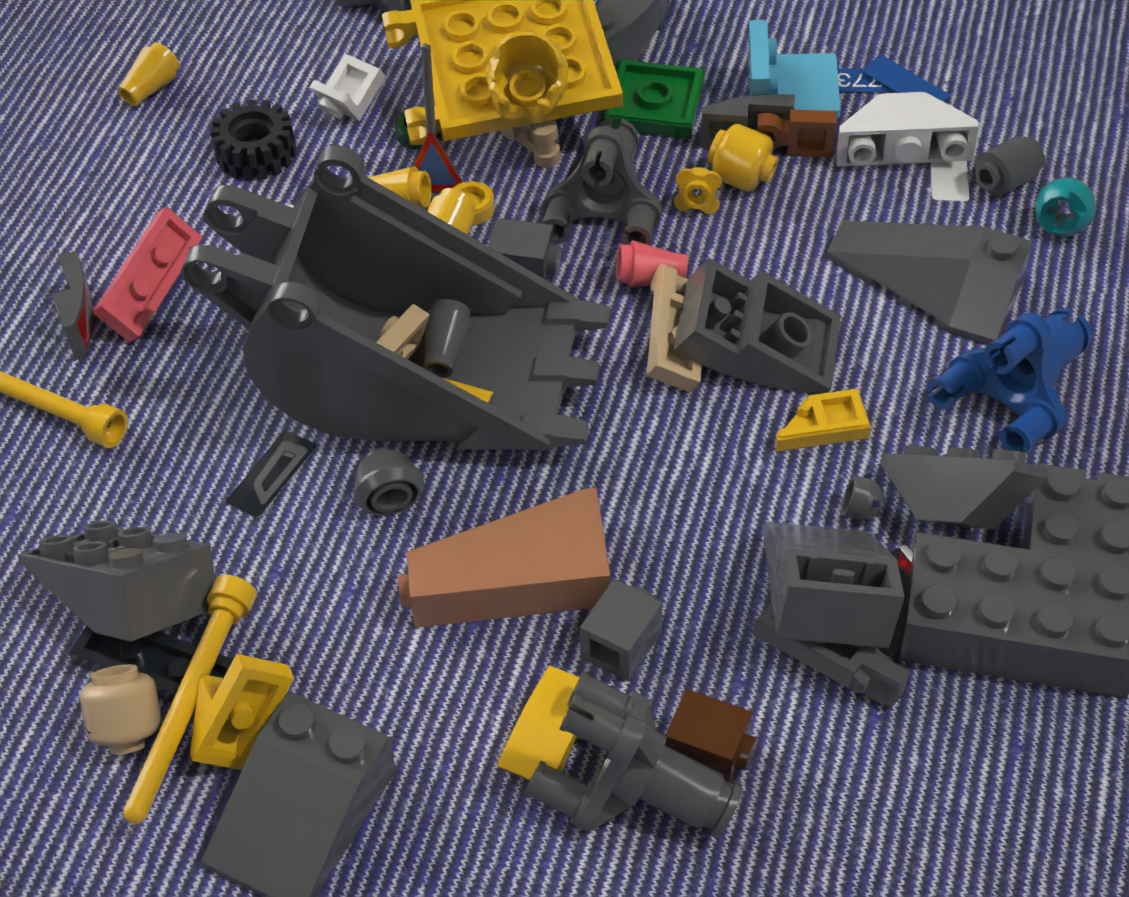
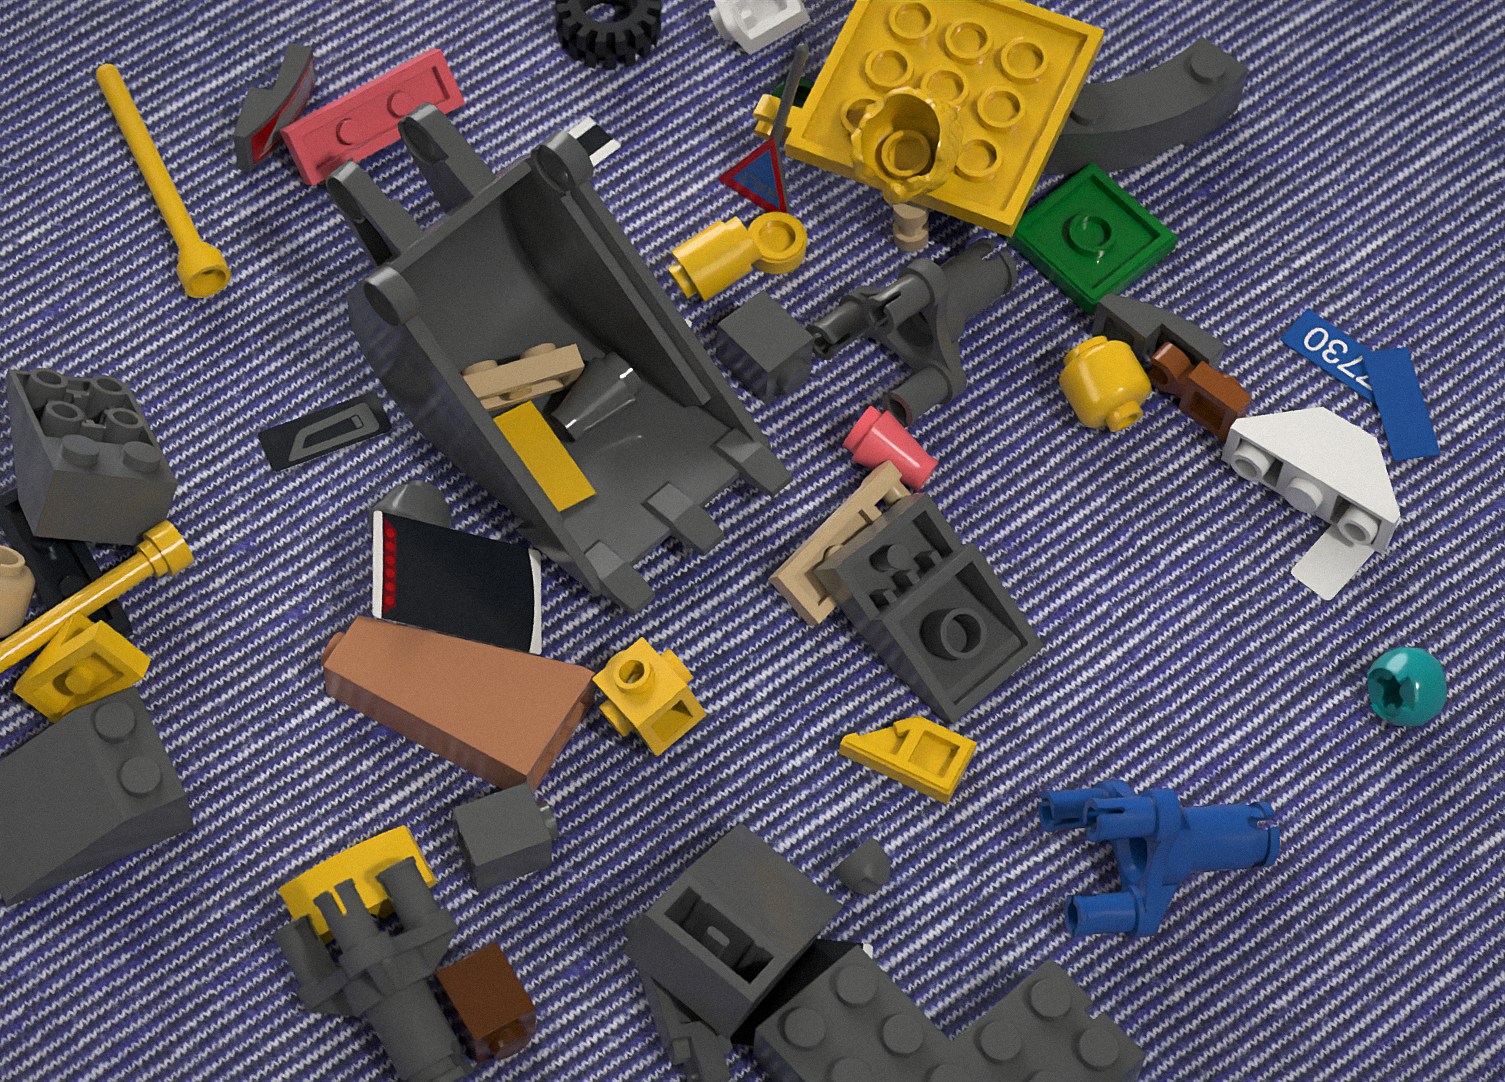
camera: 30 degrees right, 10 degrees up
(409, 184) = (710, 180): yellow cone -> none
(450, 494) = (456, 583): none -> black sticker
(639, 482) = (648, 695): none -> yellow brick
(701, 179) = (1023, 390): yellow plate -> none
(807, 76) = (1258, 314): medium azure bracket -> none
(950, 271) = (1199, 674): dark grey wedge -> none
(962, 486) = (952, 924): dark grey slope -> none
(1009, 165) = (1402, 591): dark grey brick -> none

